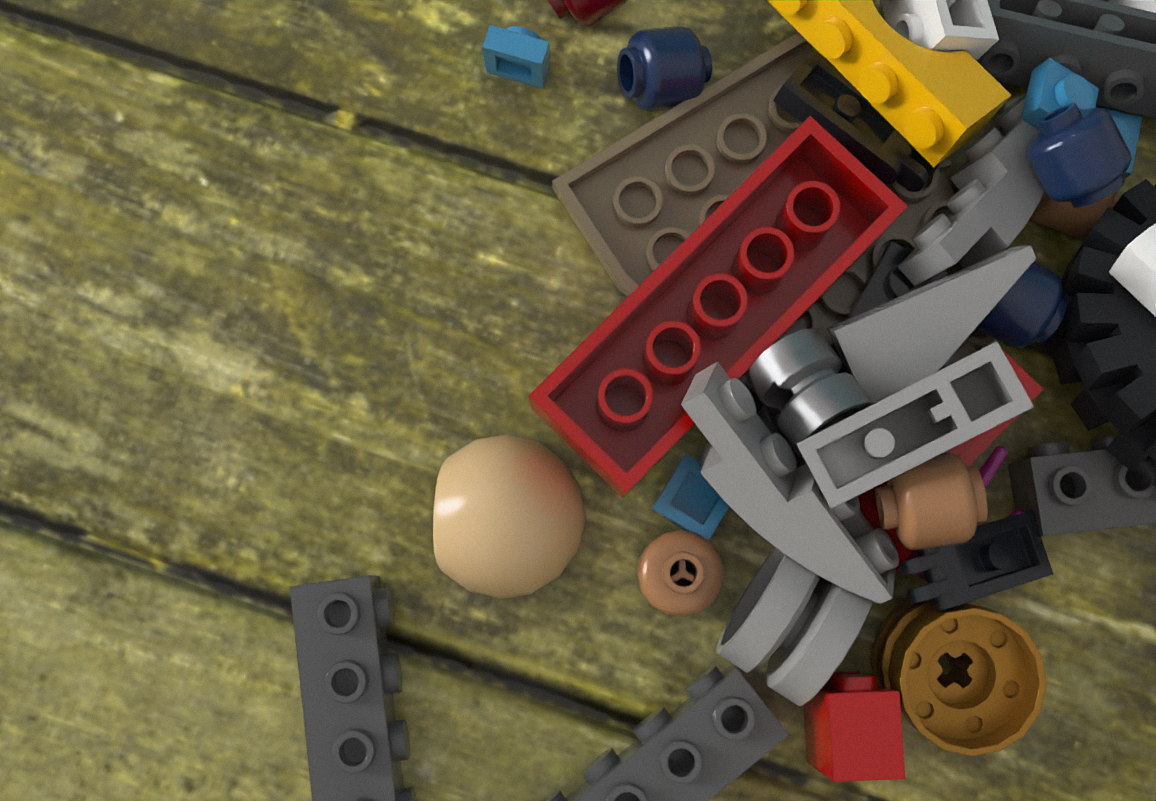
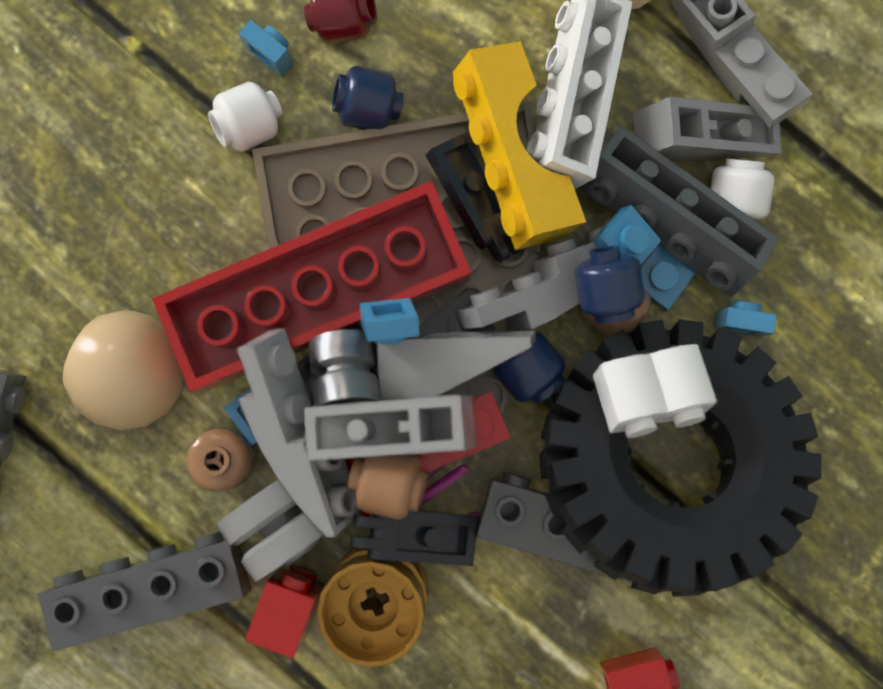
camera: 25 degrees right, 5 degrees up
(526, 146) = (245, 116): none -> white head
(844, 299) = (389, 321): none -> dark azure plate

